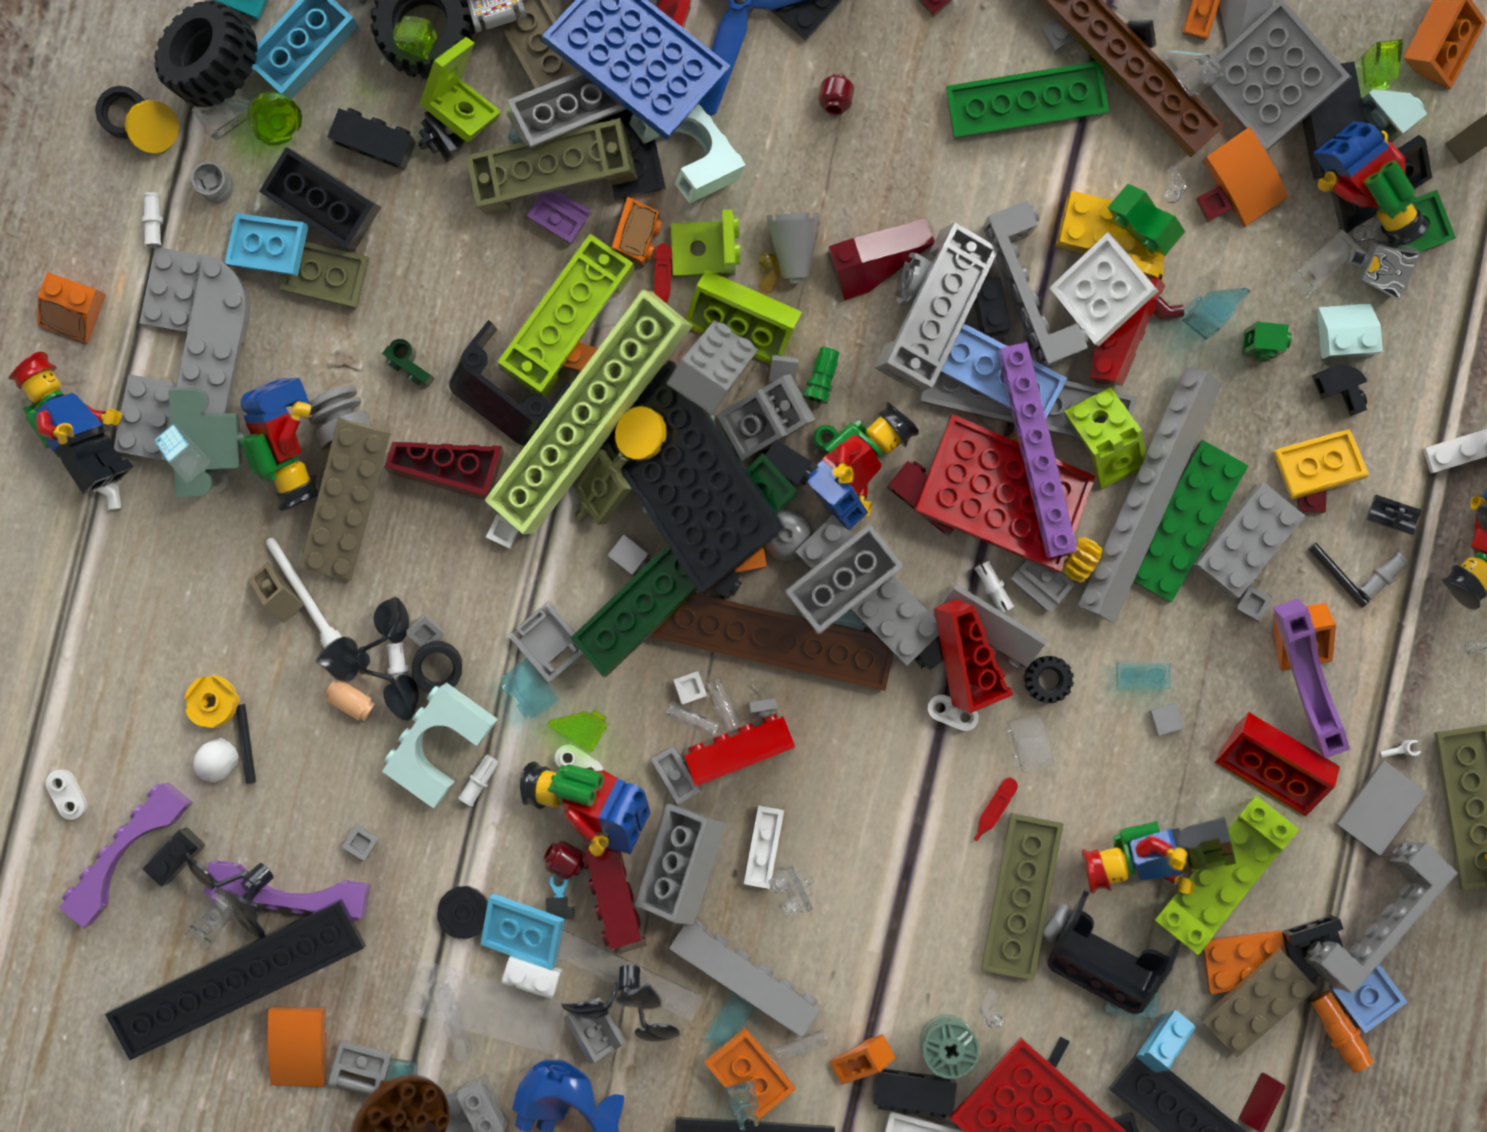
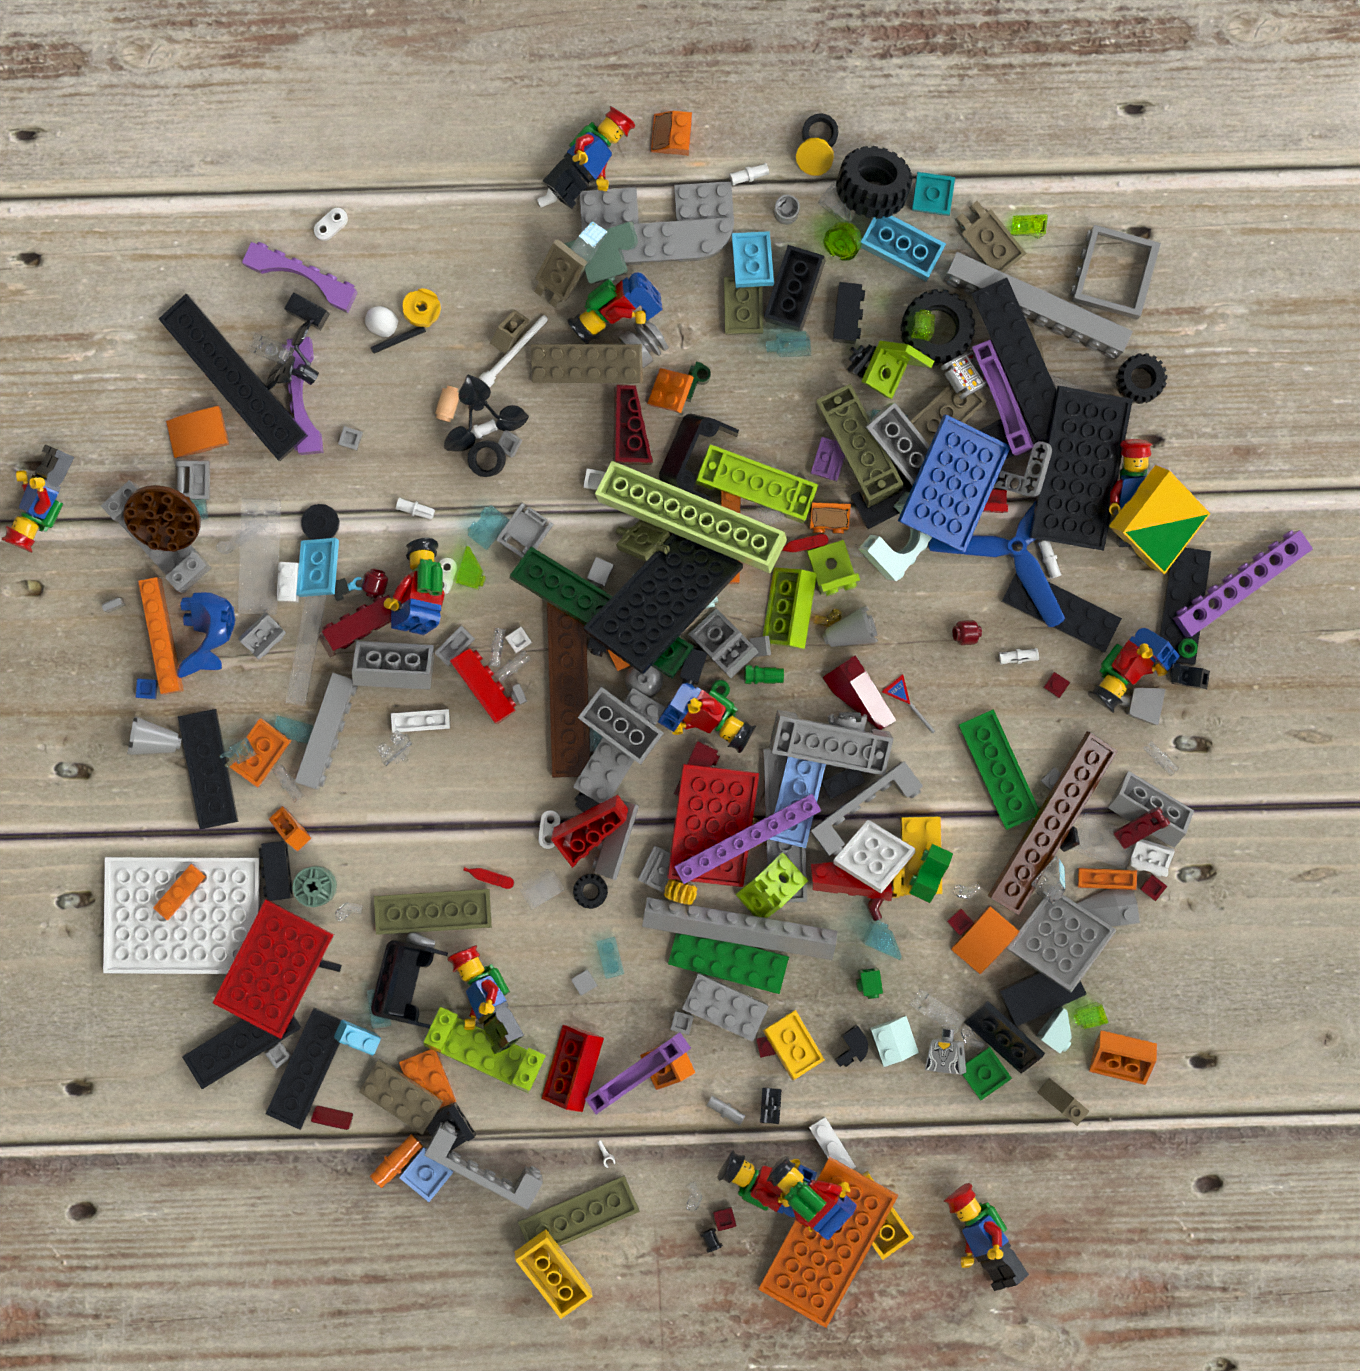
camera: 70 degrees right, 0 degrees up
(212, 502) = (559, 272): none -> dark tan tile
(395, 213) = (798, 345): none -> clear light blue torso
(408, 763) = (414, 456): light aqua arch -> none
(411, 398) = (670, 390): none -> orange plate
(630, 996) = (294, 654): black plant -> none
(640, 433) = (686, 557): yellow tile -> none
(712, 366) = (746, 595): light grey brick -> none
(884, 36) = (1018, 656): none -> white pin
(889, 204) = (899, 691): none -> piece
(994, 586) = (645, 835): white pin -> none
(1338, 574) = (718, 1079): black bar -> none
(1372, 177) = (1003, 1026): piece -> none
(1381, 807) = (561, 1150): light grey tile -> none

